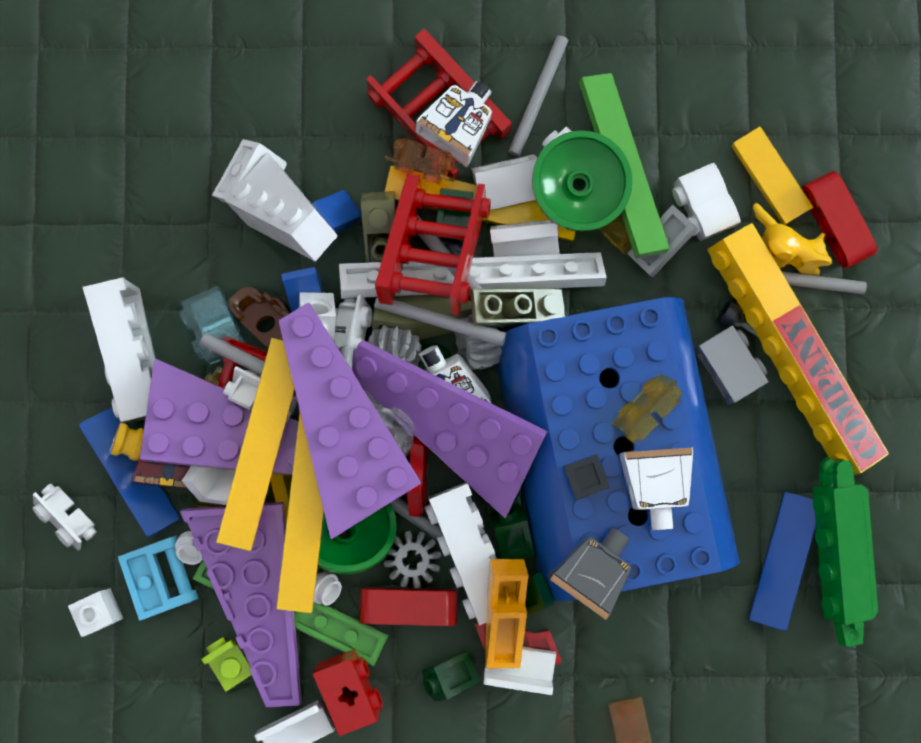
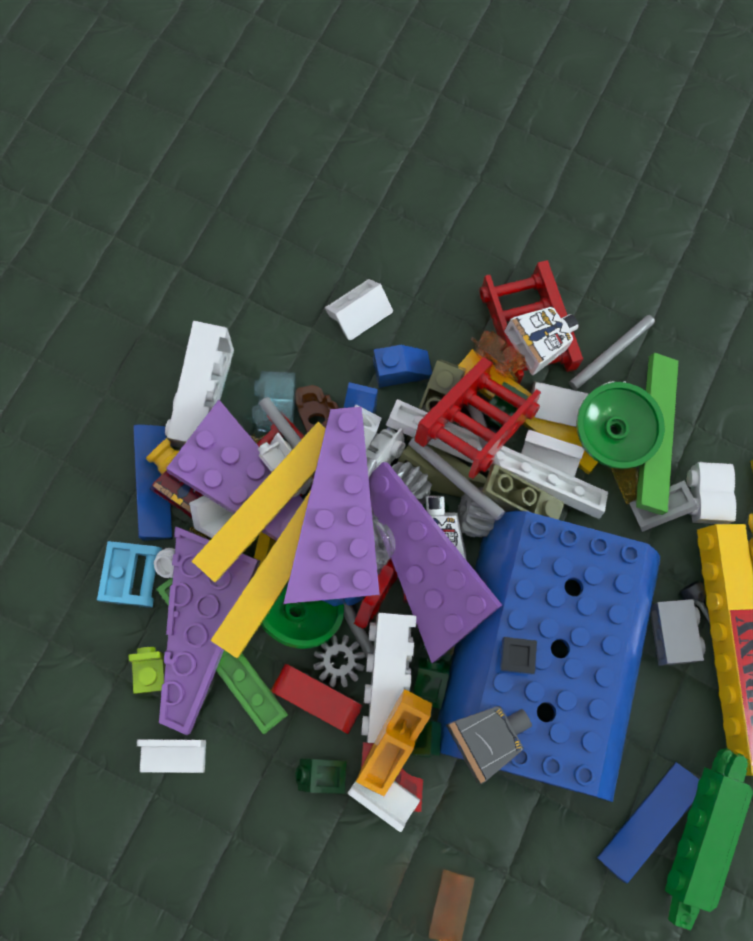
camera: 25 degrees right, 10 degrees down
(53, 508) = (83, 501): white hinge -> none
(95, 612) = (66, 576): white brick -> none
(279, 210) = (372, 336): white wedge -> none
(327, 588) = (257, 650): white plate -> none
(348, 710) = (222, 759): red brick -> none
(657, 395) = (582, 626): clear yellow hinge -> none
(658, 482) = (578, 689): white torso -> none

